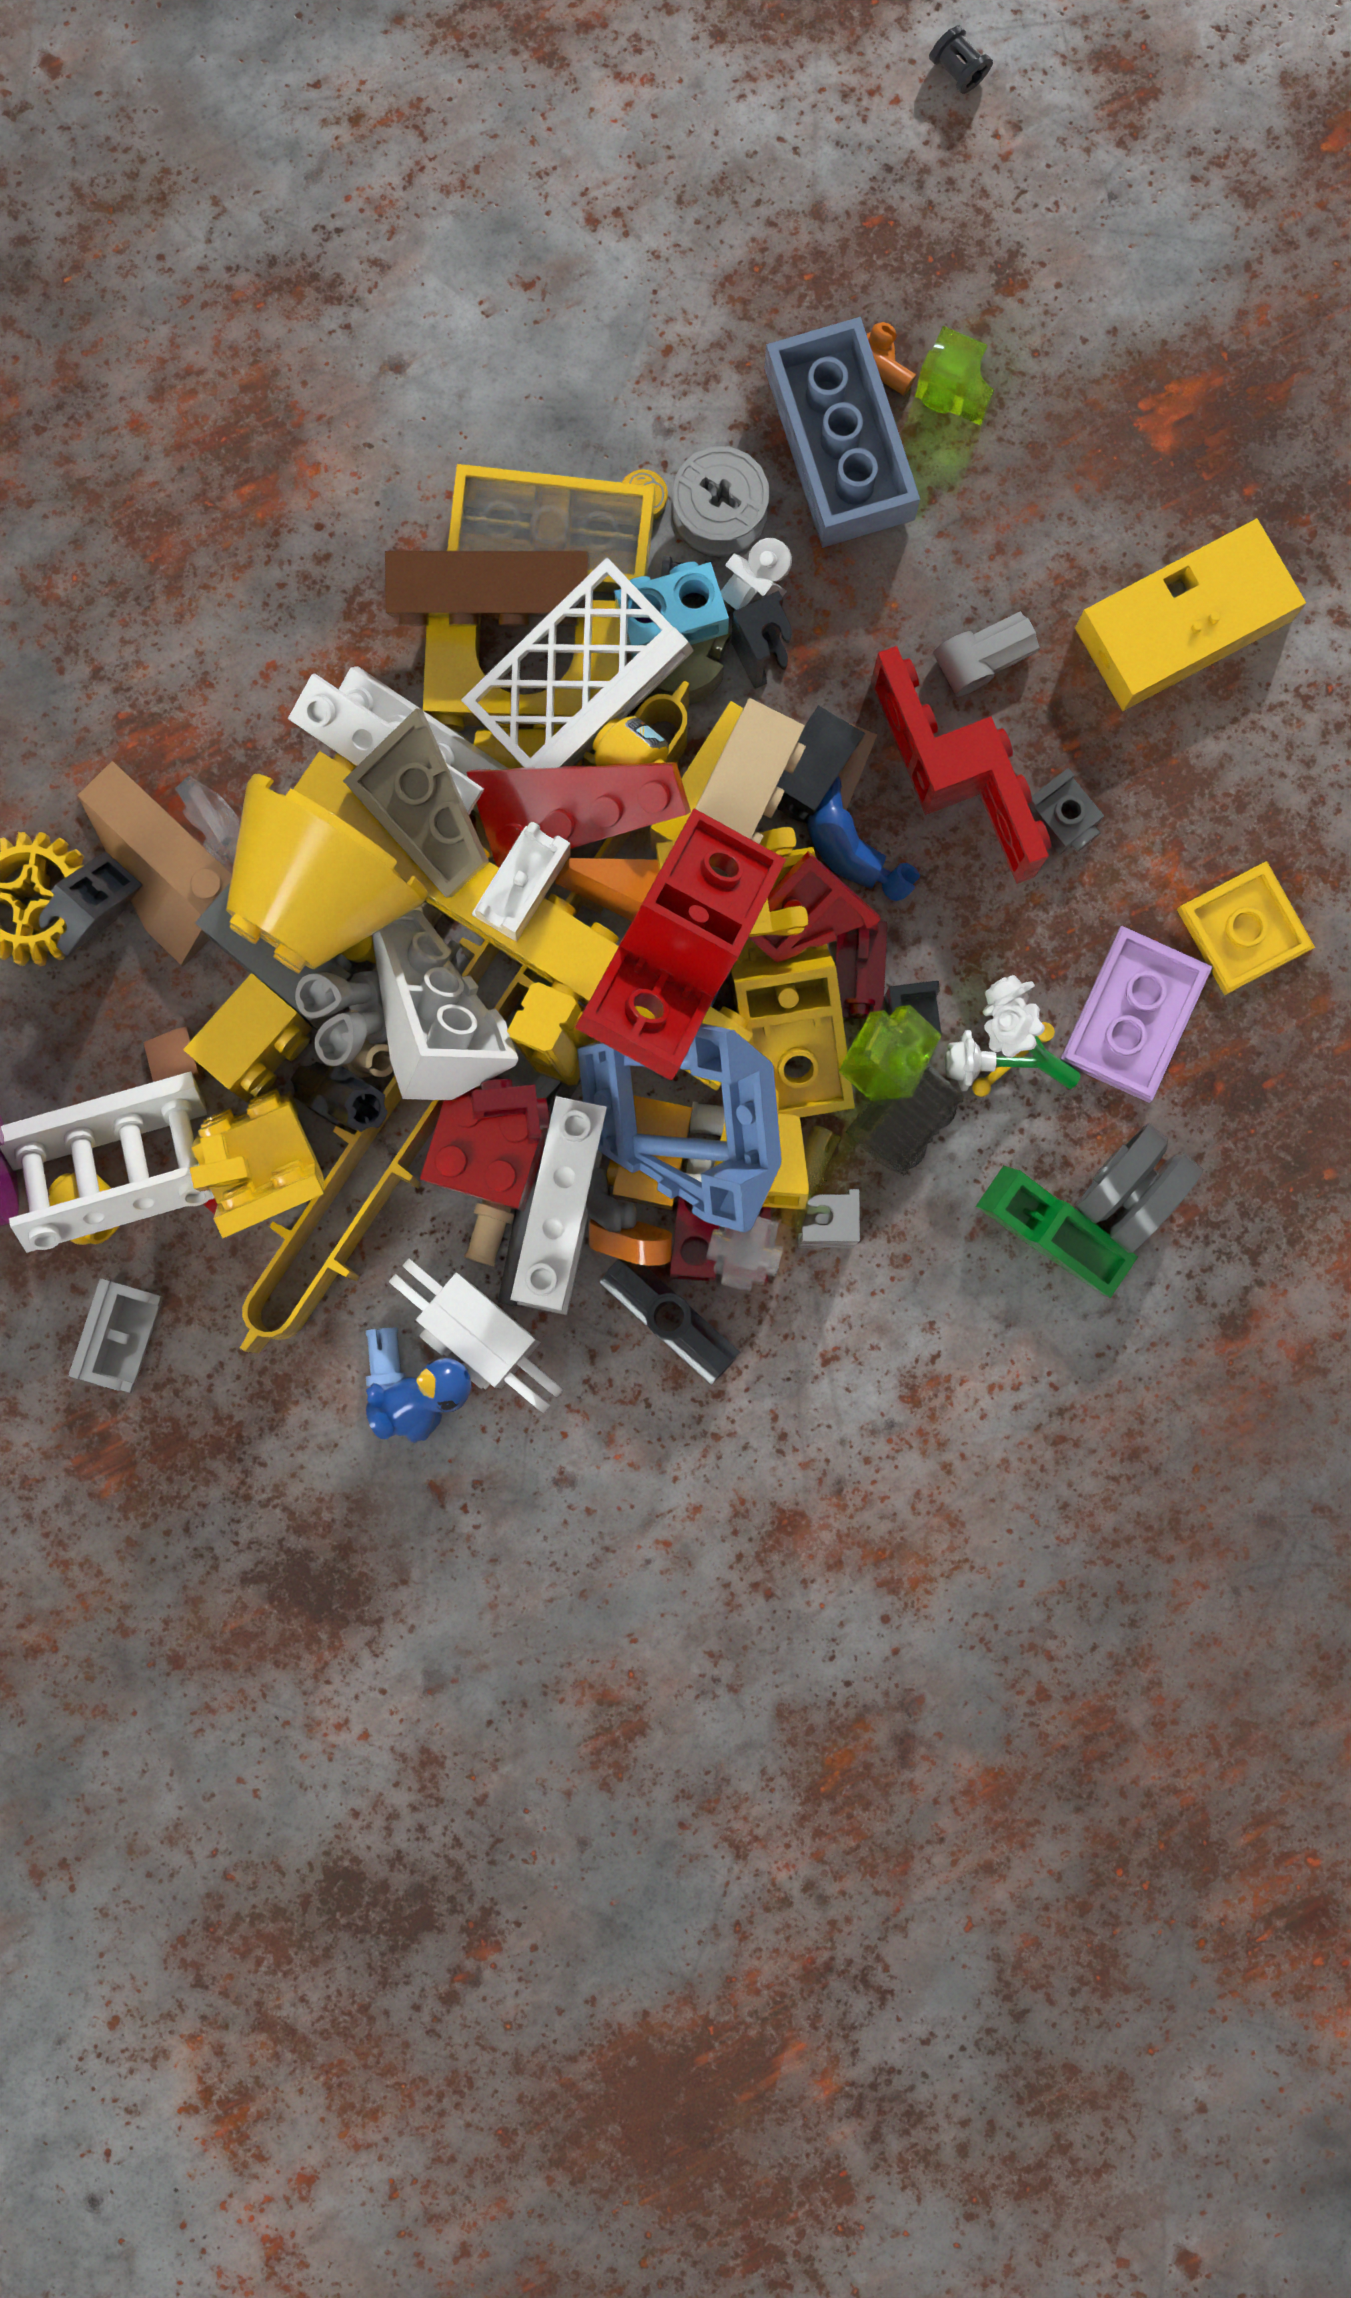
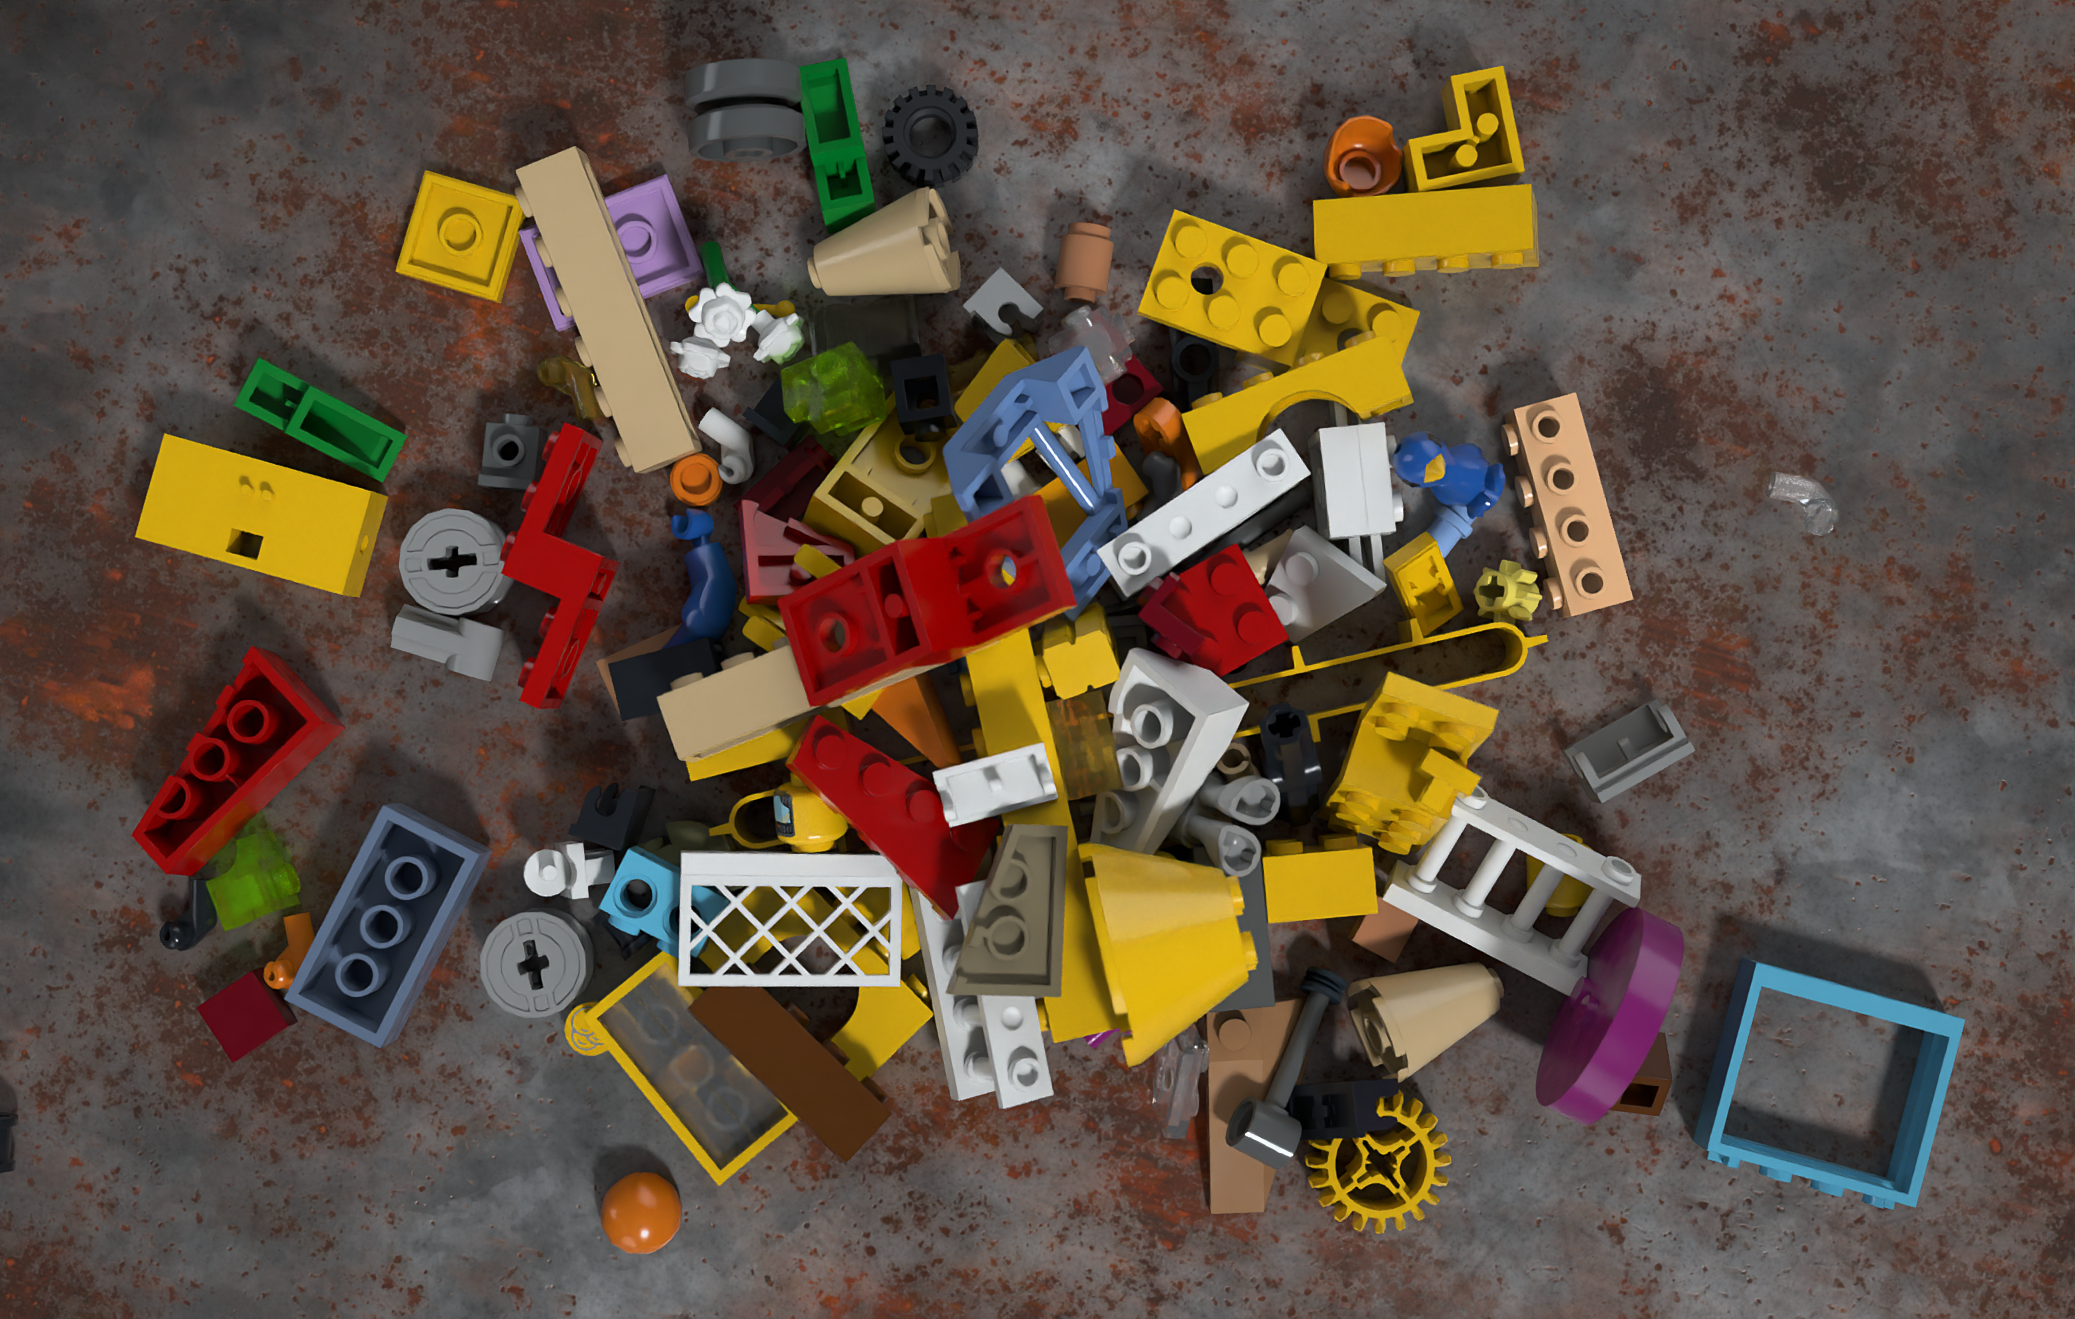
camera: 130 degrees left, 5 degrees up
(91, 1023) = (1421, 1013): none -> tan cone
(126, 841) = (1264, 1127): none -> dark grey piece
(151, 1637) = (1812, 497): none -> clear arm
(300, 1363) = (1507, 593): none -> light yellow gear
(316, 1464) = (1566, 506): none -> light nougat brick
(364, 1311) = (1423, 583): none -> yellow plate
(437, 1237) = (1317, 584): none -> white wing
(488, 969) = (1084, 745): none -> clear yellow hips
(494, 407) = (641, 1213): none -> orange hair
(538, 1401) = (1361, 378): none -> yellow arch
(593, 1561) = (1427, 231): none -> yellow wedge
(612, 1654) = (1480, 138): none -> yellow brick
(644, 1404) = (1269, 302): none -> yellow bracket
(686, 1568) = (1362, 158): none -> orange hair
(809, 1312) = (1084, 262): none -> nougat brick
(843, 1114) = (920, 380): none -> black brick
(877, 290) = (246, 1015): none -> dark red piece
(924, 963) = (736, 446): none -> white arm
(928, 917) = (697, 480): none -> orange tile
(946, 1192) = (890, 251): none -> tan cone
(970, 317) = (194, 923): none -> black arm
(1017, 685) = (441, 538): none -> light grey piece
(1021, 1277) = (923, 105): none -> black tyre
(1044, 450) = (245, 755): none -> red wedge
(1076, 903) = (574, 380): none -> clear yellow arm
(1097, 967) = (608, 310): none -> tan brick
(1218, 715) = (319, 419): none -> green slope

